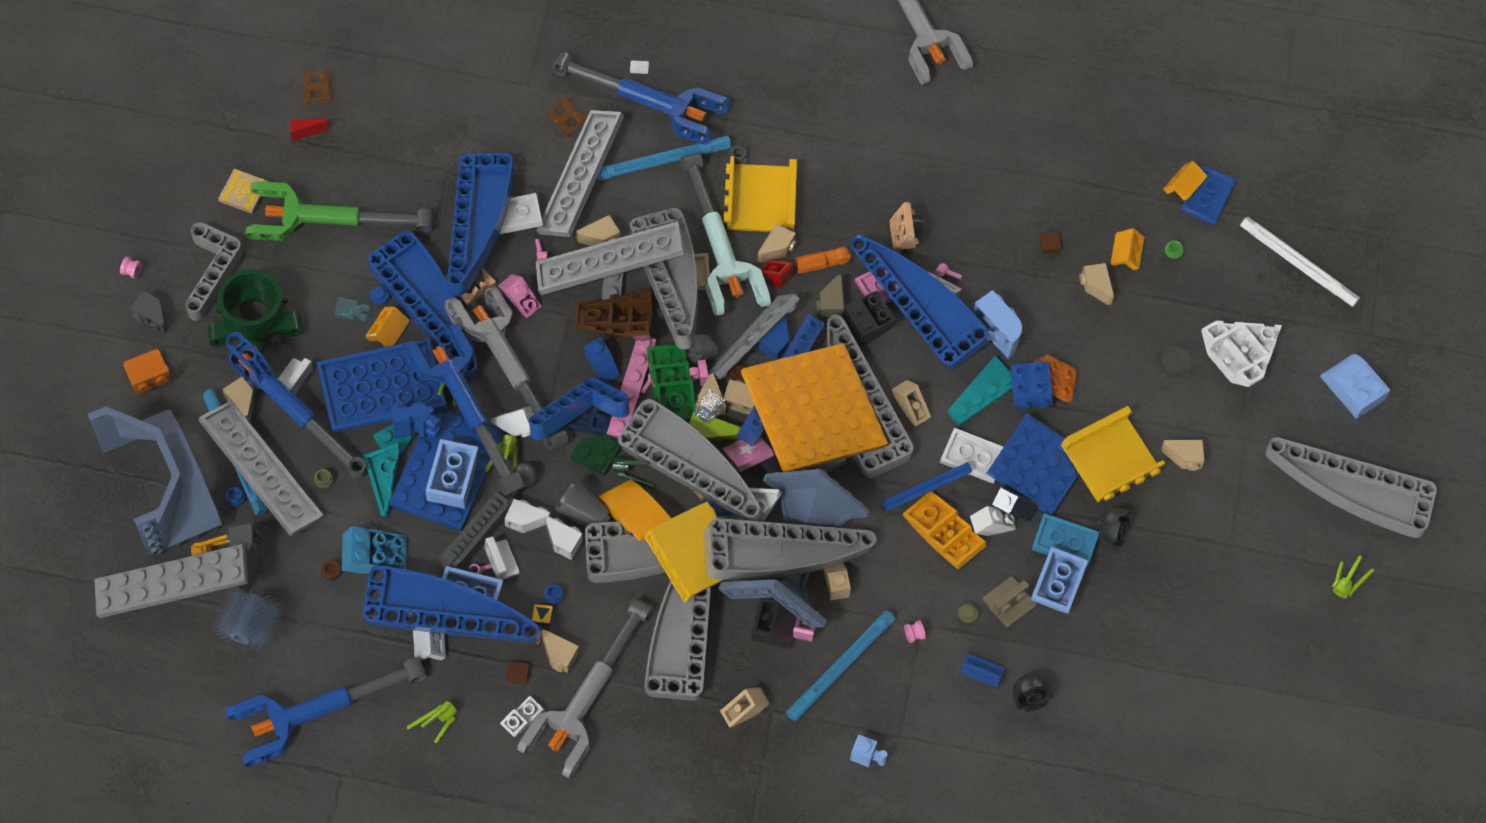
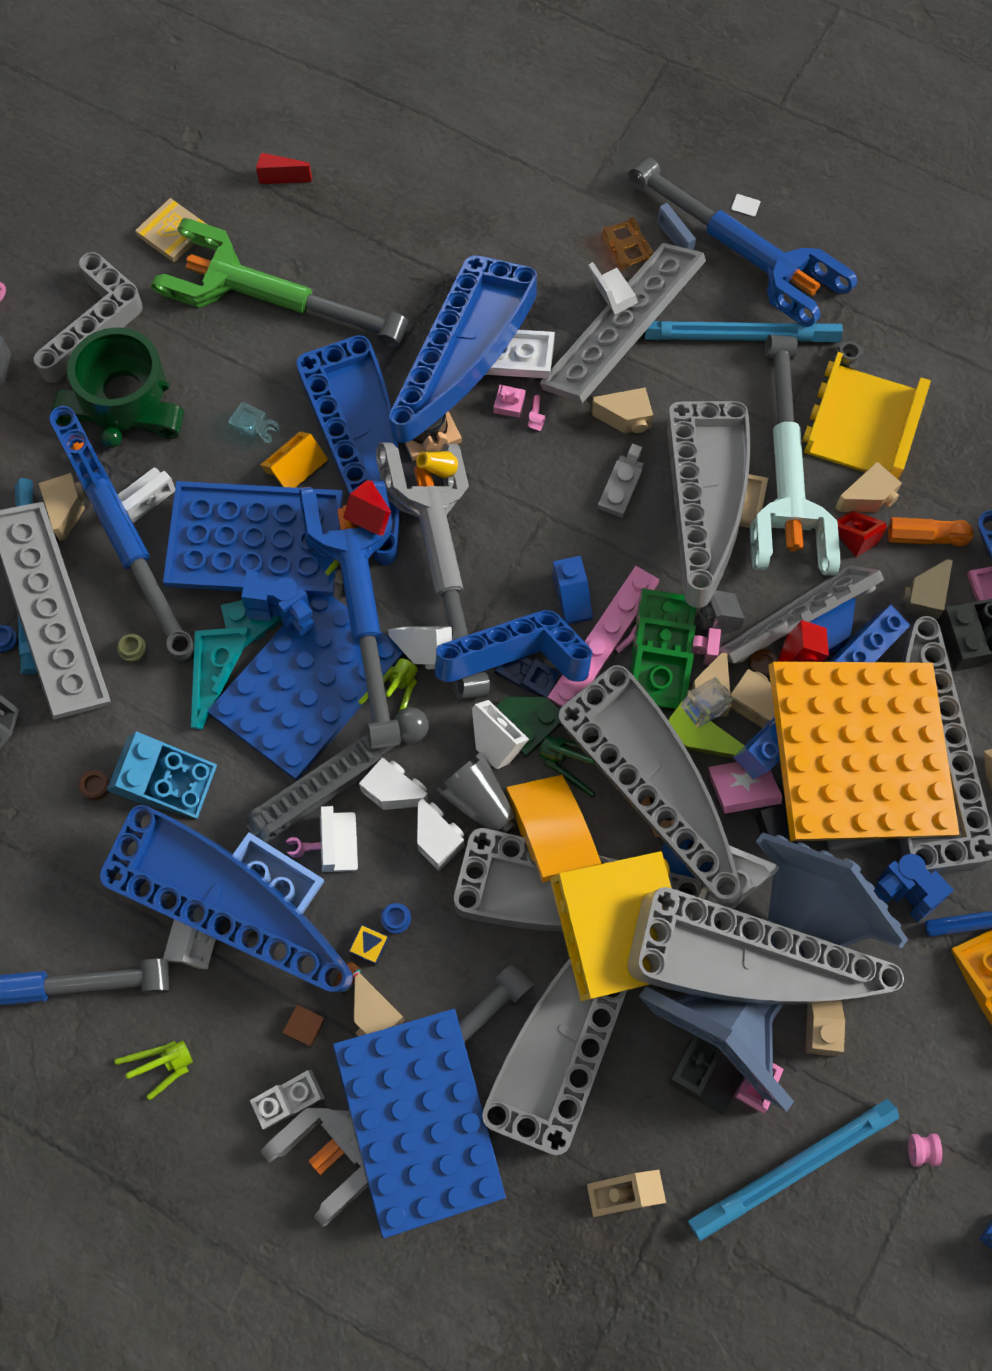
camera: 20 degrees right, 5 degrees up
(323, 85) = (322, 123): clear orange piece -> none
(379, 295) = (298, 413): blue plate -> none
(452, 473) = (304, 695): light blue brick -> none
(455, 344) = (367, 509): none -> red slope
(488, 302) = (439, 463): none -> yellow cone
(519, 248) = (509, 401): none -> bright pink tile
(519, 295) = (487, 465): bright pink slope -> none
(567, 152) = (614, 289): none -> white panel
(582, 465) = (496, 735): none -> white slope
(596, 98) = (675, 228): none -> sand blue tile
(607, 700) = (418, 1122): none -> blue plate
(609, 258) = (629, 446): light grey plate -> none
(618, 317) = (614, 533): reddish brown wedge -> none
(761, 352) = (805, 644): none -> red slope
(865, 751) = (797, 1335): light blue brick -> none
(867, 480) = (915, 883): none -> blue hips

